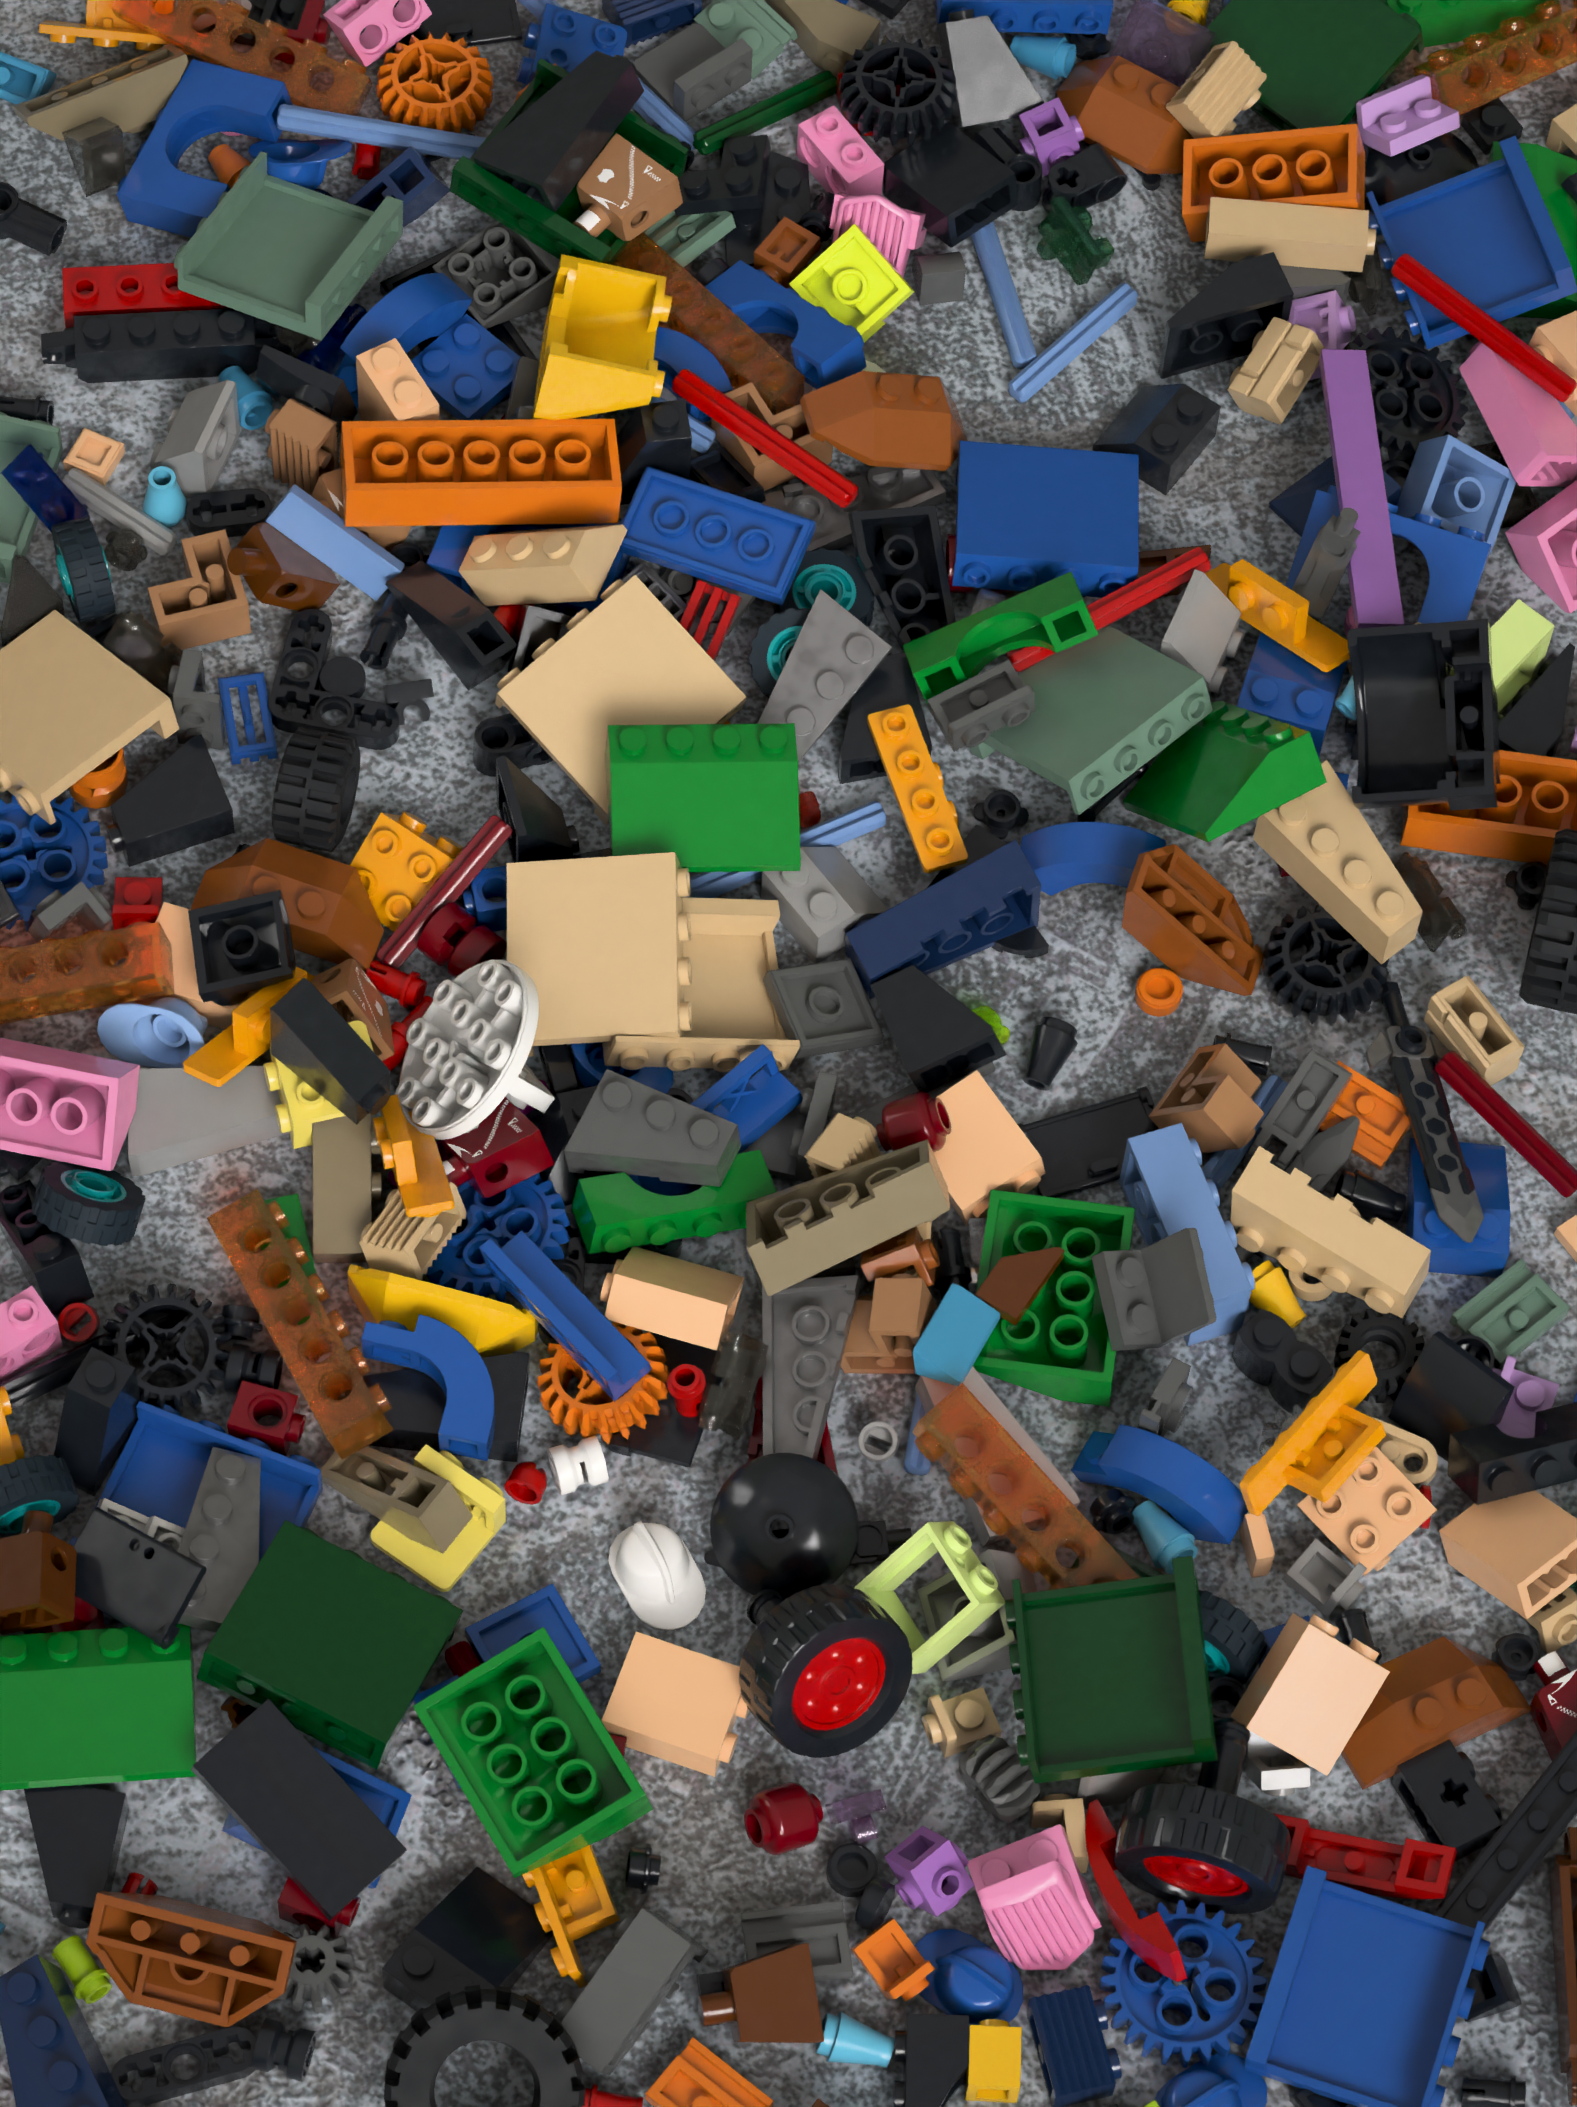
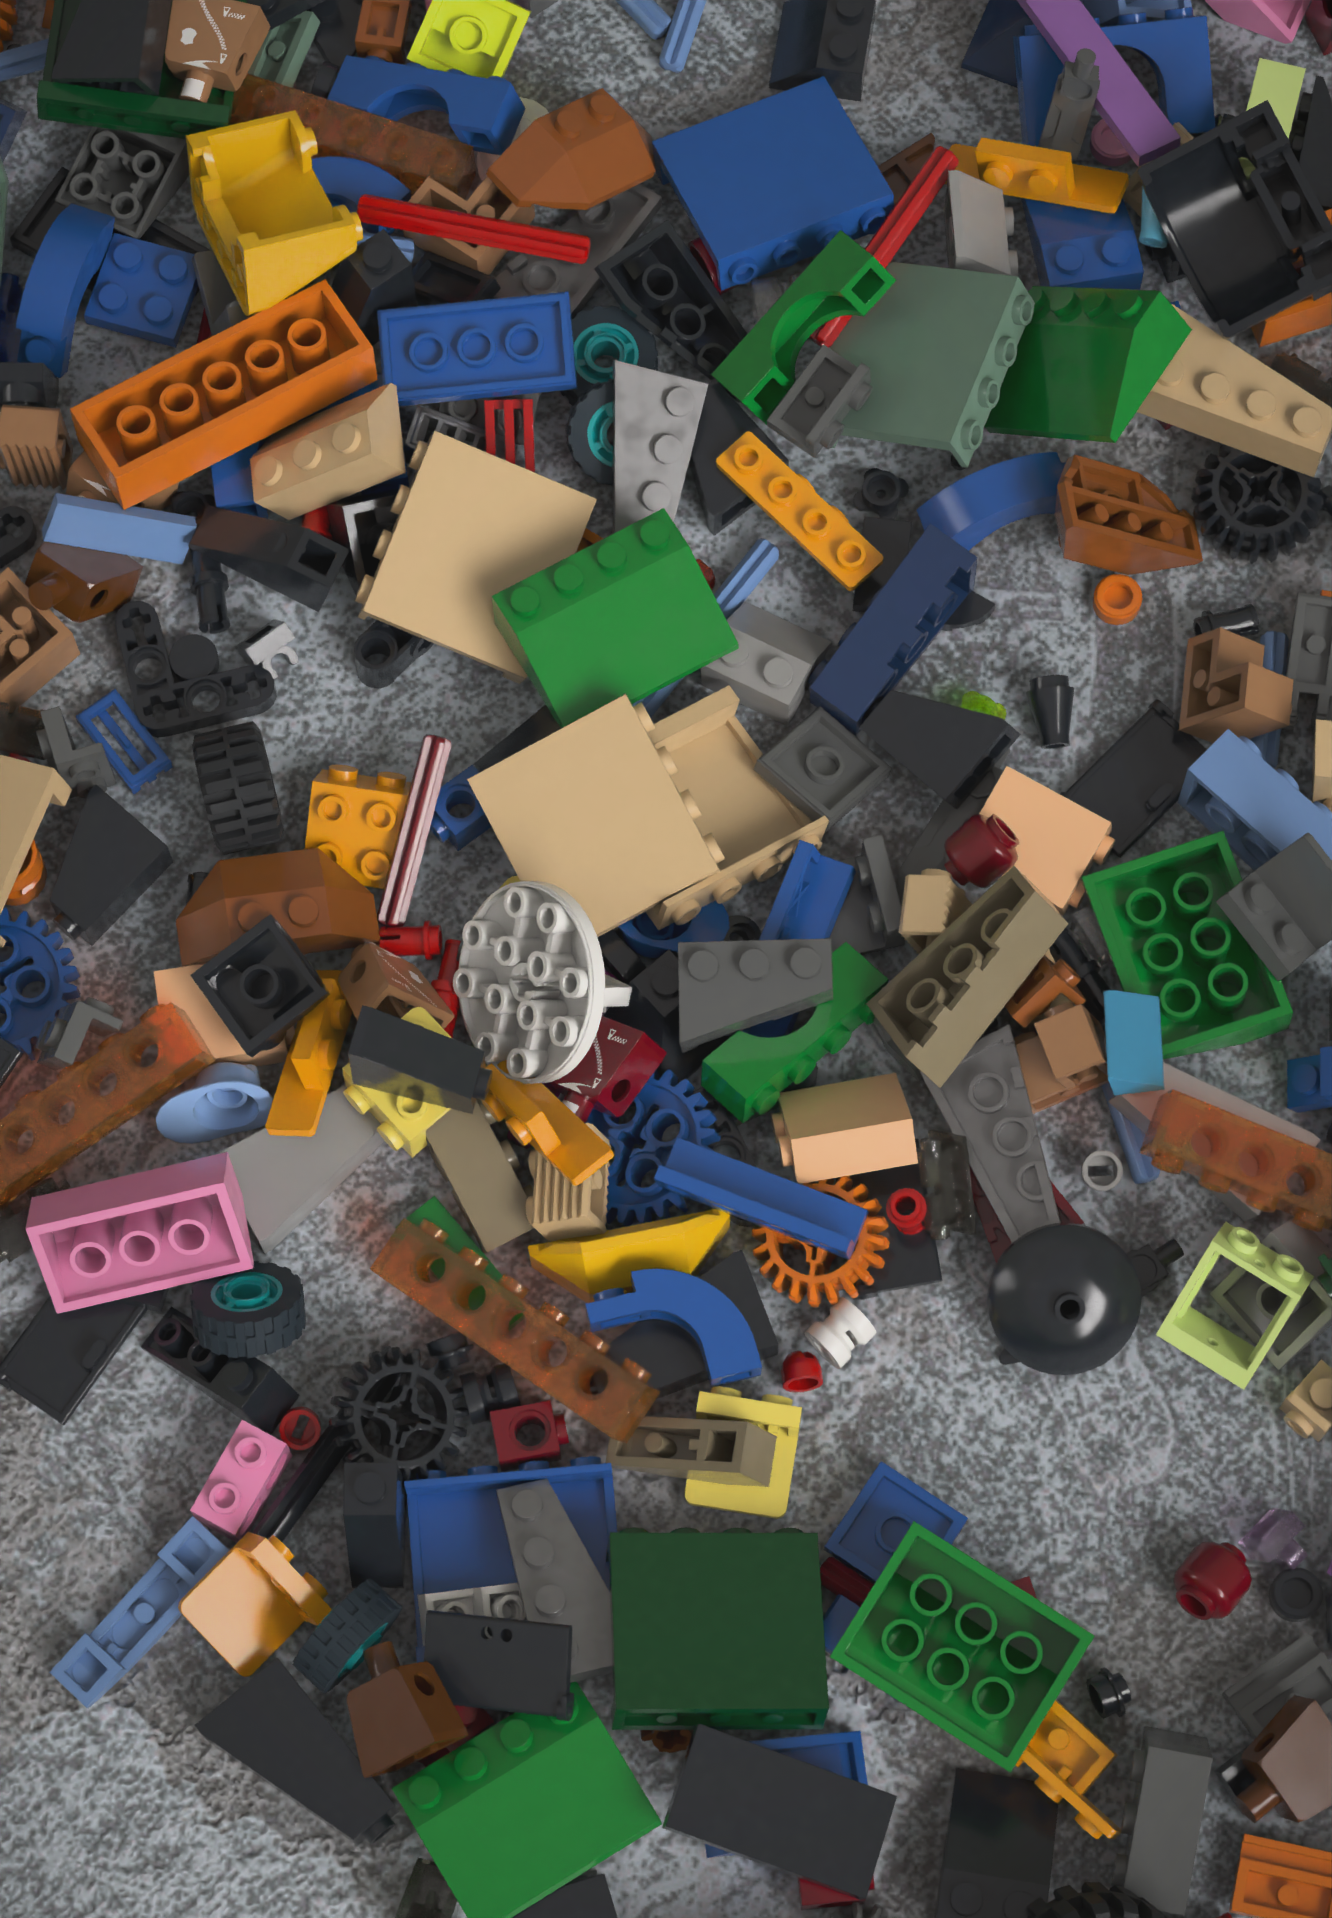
camera: 20 degrees left, 10 degrees up
(136, 900) = (125, 983): red bracket -> none
(392, 386) = (95, 351): light nougat brick -> none
(457, 942) = (472, 878): dark red wheel -> none
(533, 816) = (455, 715): black slope -> none
(657, 1576) = (966, 1400): white piece -> none
(676, 1704) = (1058, 1519): light nougat brick -> none
(823, 1668) = (1179, 1423): black wheel -> none
(1018, 1281) = (1157, 957): reddish brown tile -> none

